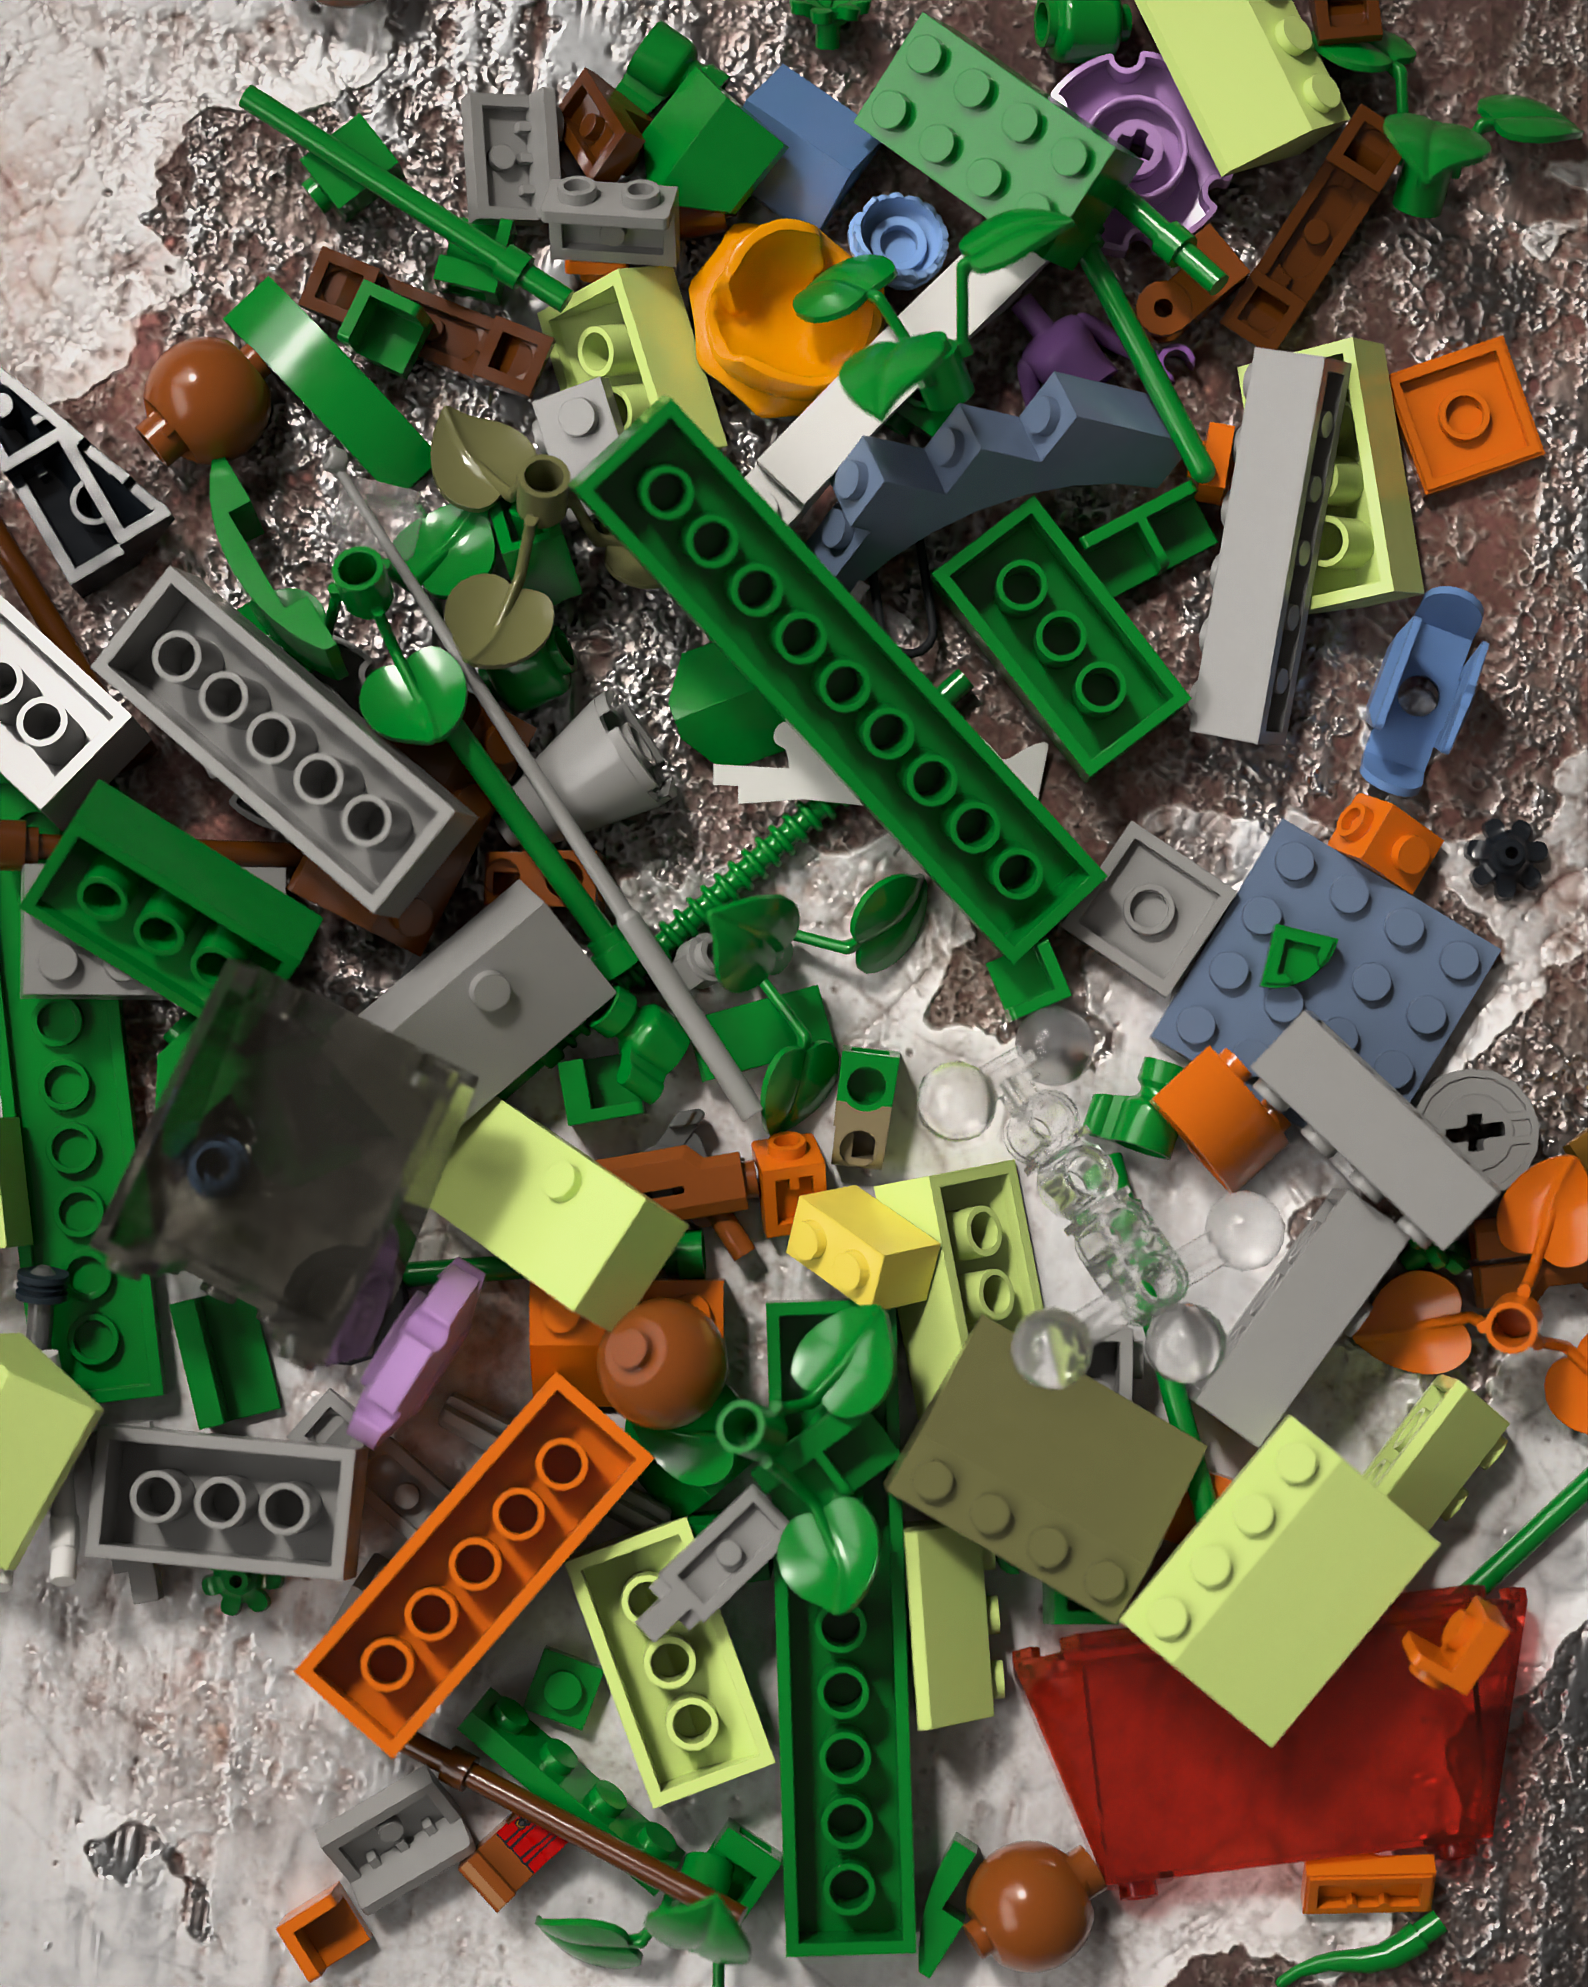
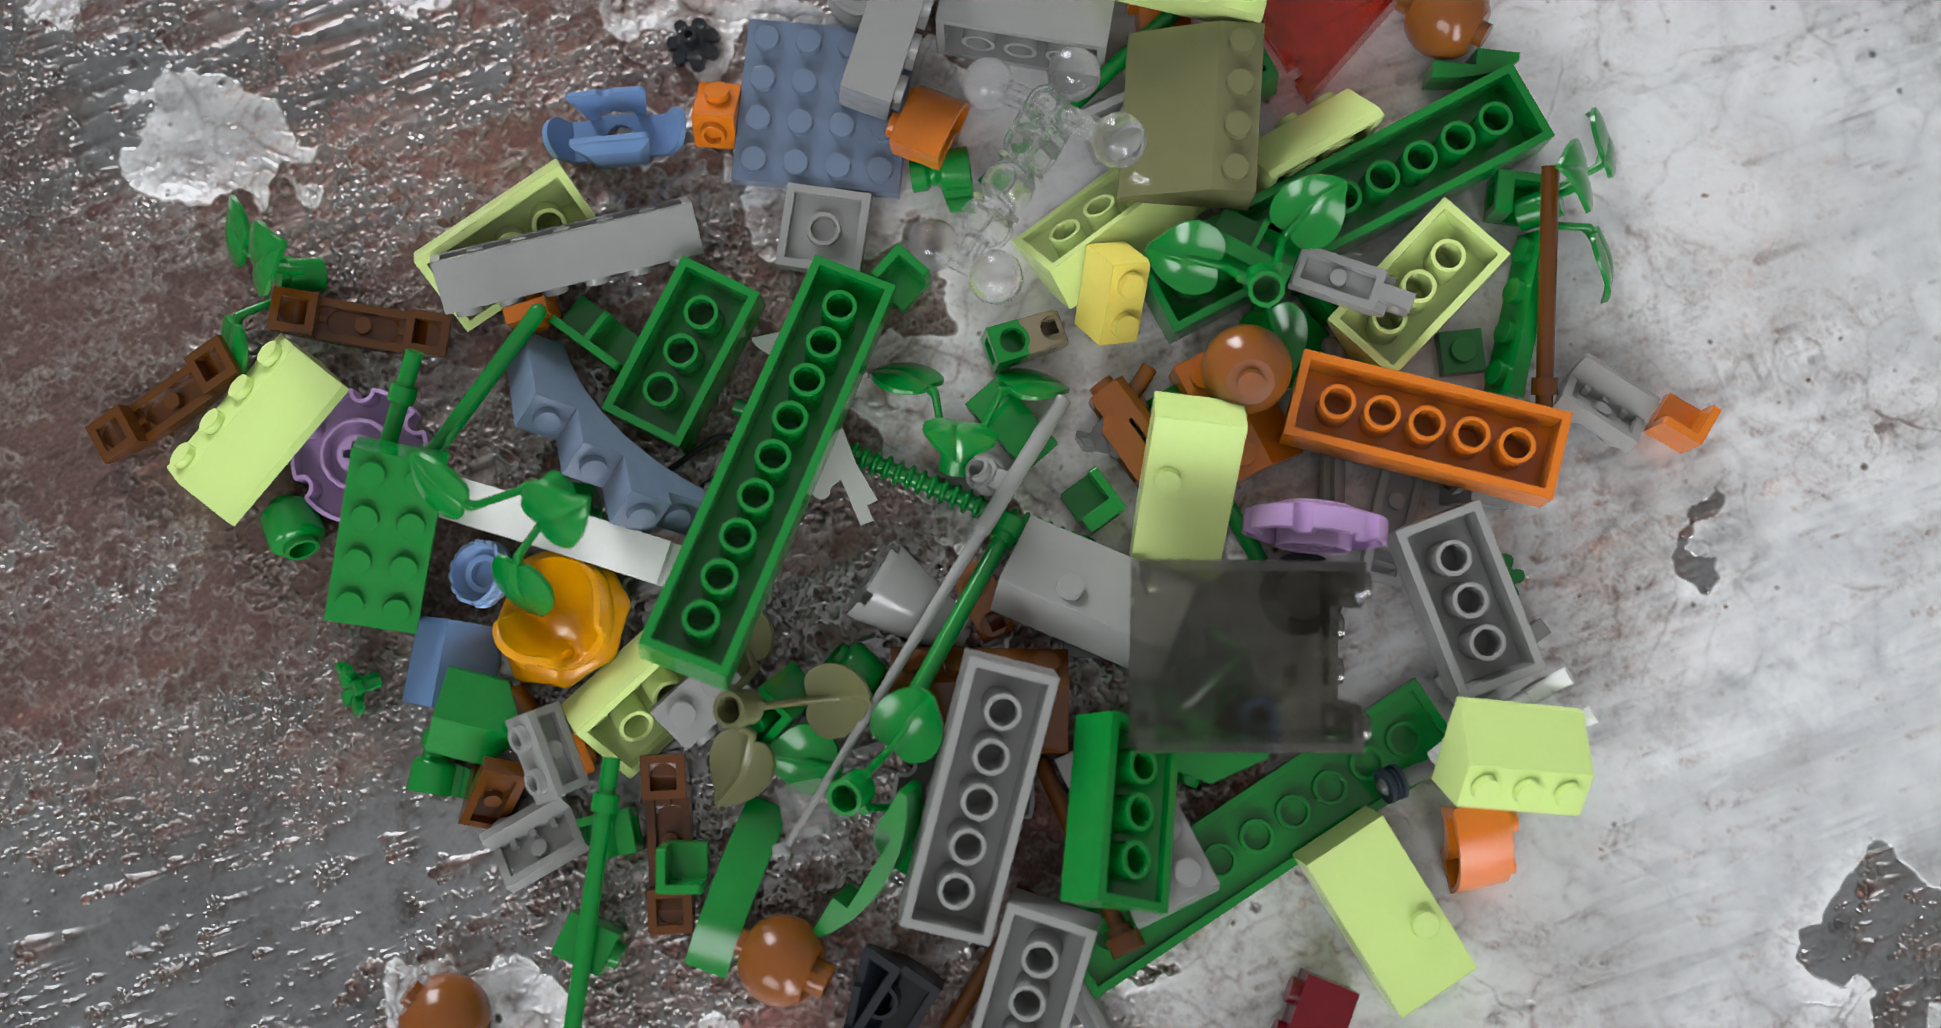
camera: 120 degrees left, 5 degrees down
(224, 1360) = (1375, 651): green panel -> none
(509, 1859) = (1582, 333): leg -> none
(648, 1042) = (1050, 485): green piece -> none
(721, 710) = (823, 541): green slope -> none
(787, 1168) = (1089, 363): orange bracket -> none
(1072, 348) = (502, 439): medium lavender piece -> none
(1176, 305) = (437, 382): dark orange leg -> none
(1294, 956) = (811, 129): green tile -> none
(1463, 417) = (438, 187): orange tile -> none

